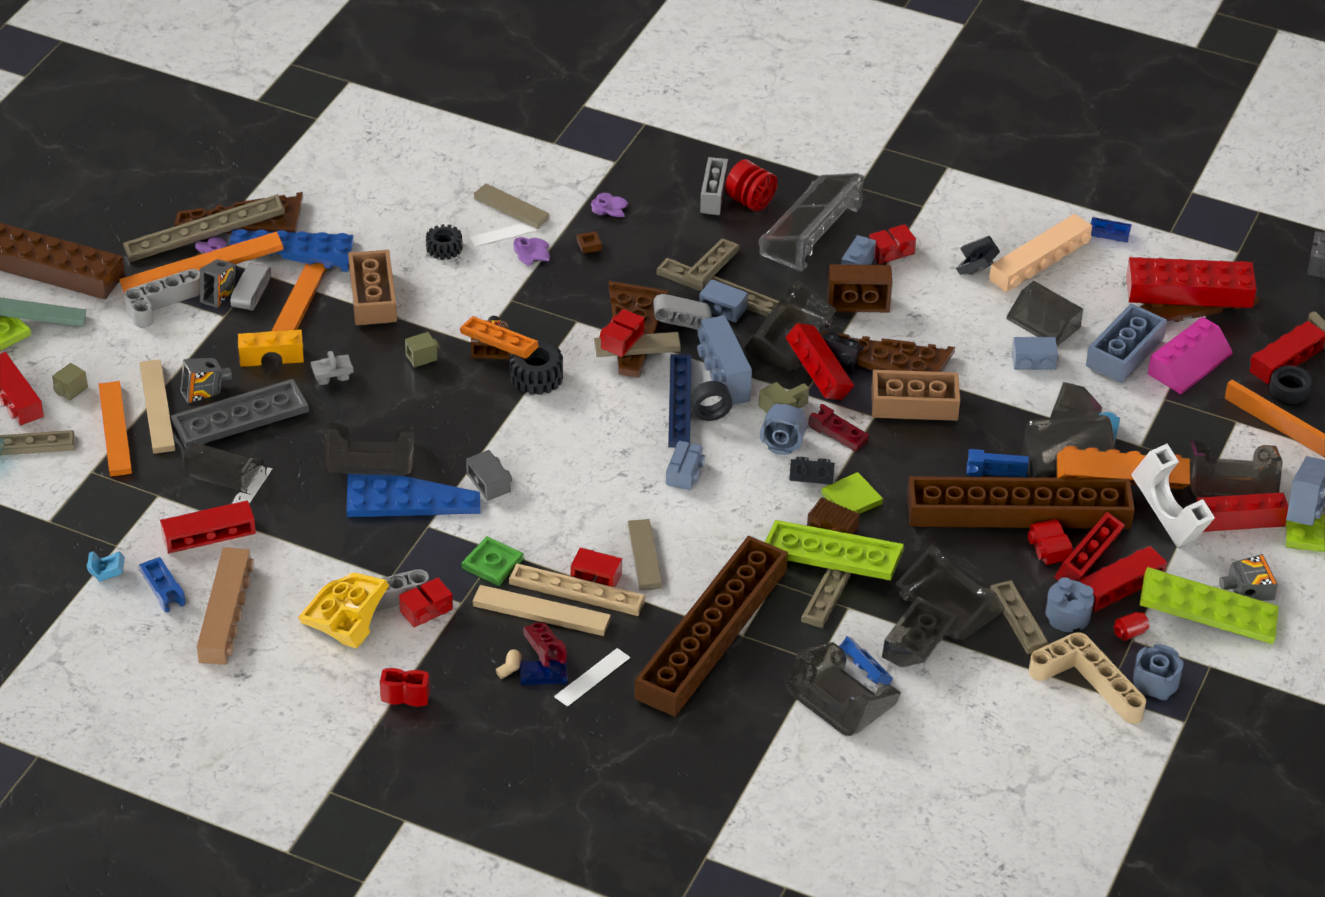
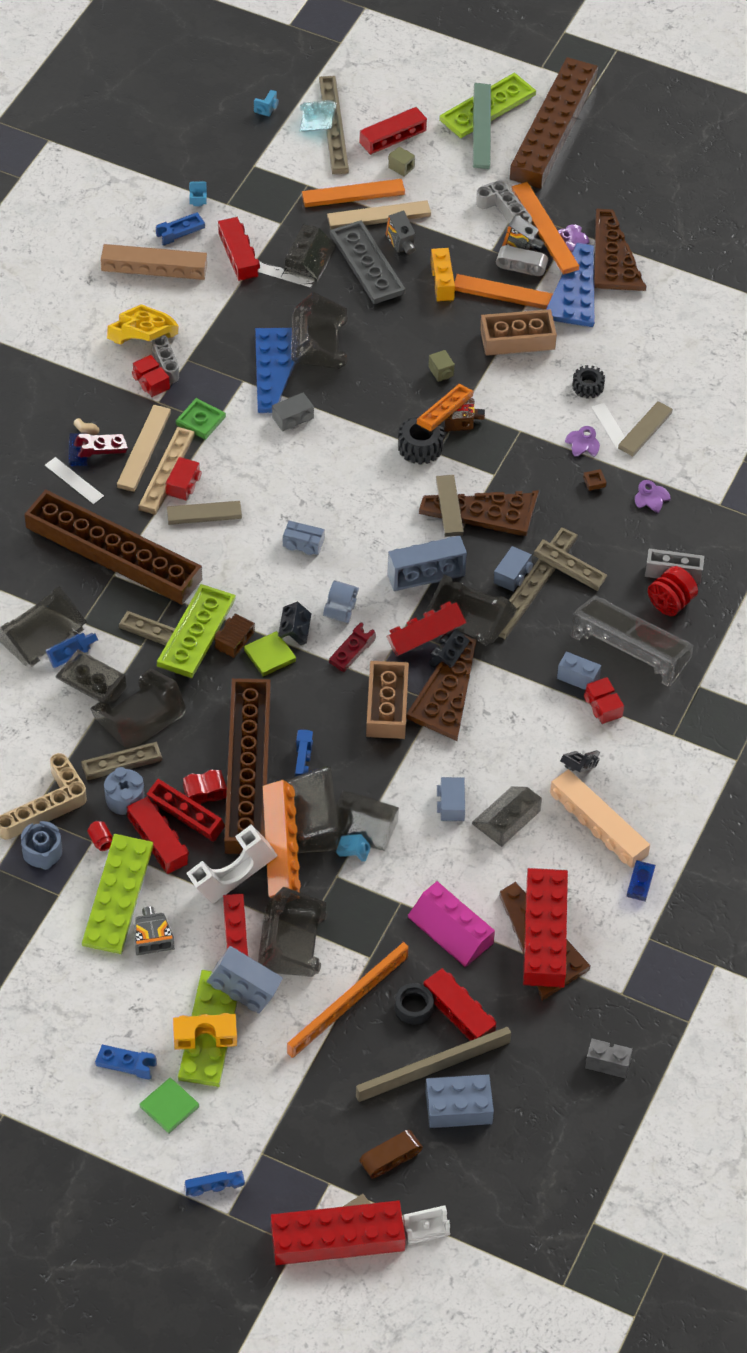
camera: 90 degrees right, 10 degrees up
(203, 228) = (591, 226): dark tan tile -> none
(332, 367) = (418, 312): light grey hips -> none
(404, 687) = (58, 362): red brick -> none
(622, 332) = (450, 488): red piece -> none
(679, 399) = (381, 537): dark blue plate -> none
(680, 311) = (494, 538): light grey beam -> none
(707, 390) = (375, 552): black tyre -> none
(777, 394) = (383, 607): olive brick -> none
(860, 288) = (529, 665): reddish brown brick -> none
(1126, 343) = (463, 869): sand blue brick -> none

